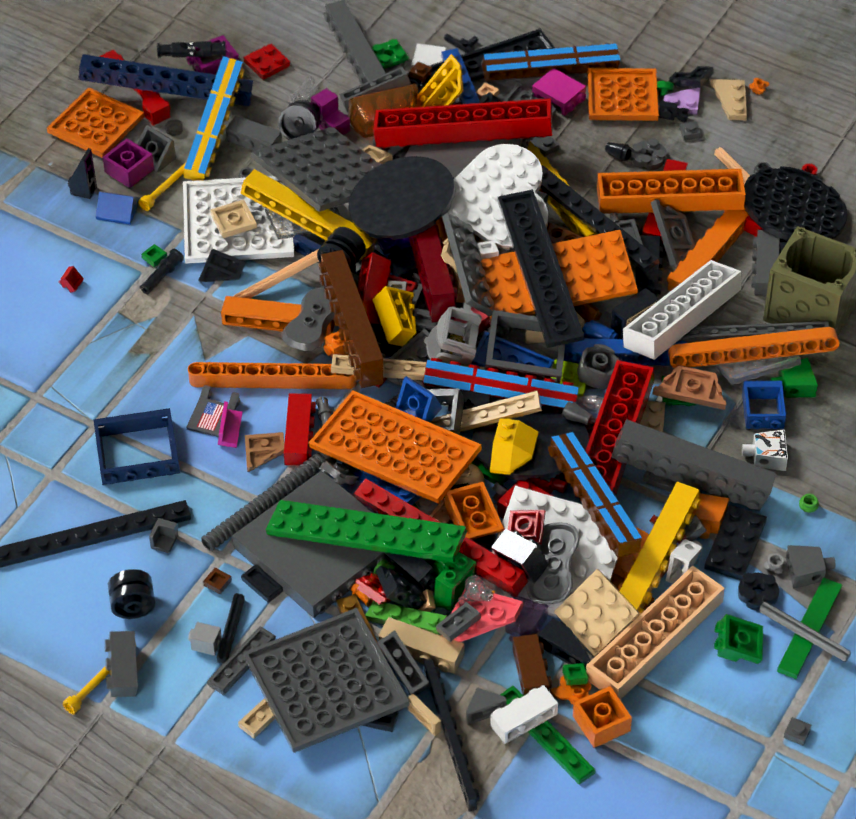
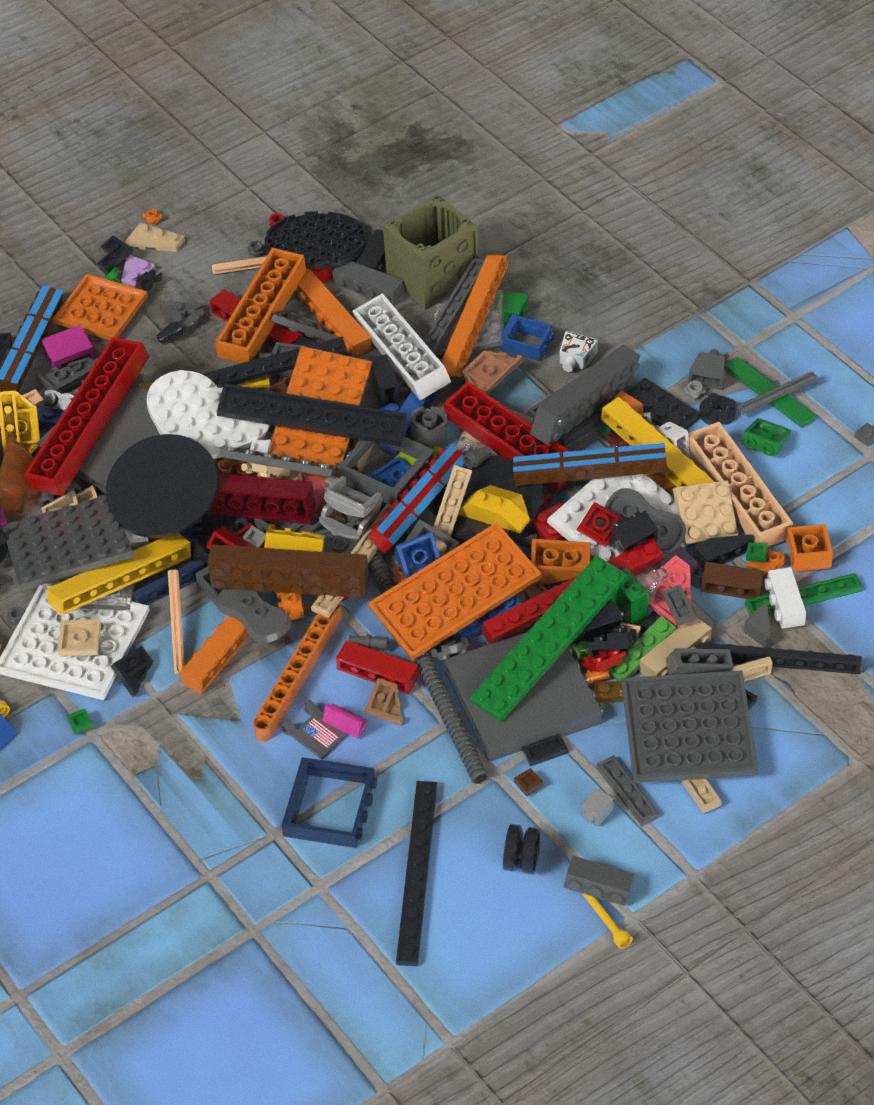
camera: 65 degrees left, 0 degrees up
(71, 279) = (70, 800): red tile -> none
(163, 535) = (450, 810): dark grey panel -> none
(166, 266) = (101, 714): black pin -> none
(230, 628) = (583, 785): black axle -> none
(346, 240) = (190, 557): black wheel -> none
(690, 130) = (174, 279): dark grey plate -> none
(806, 500) = (643, 347): bright green plate -> none

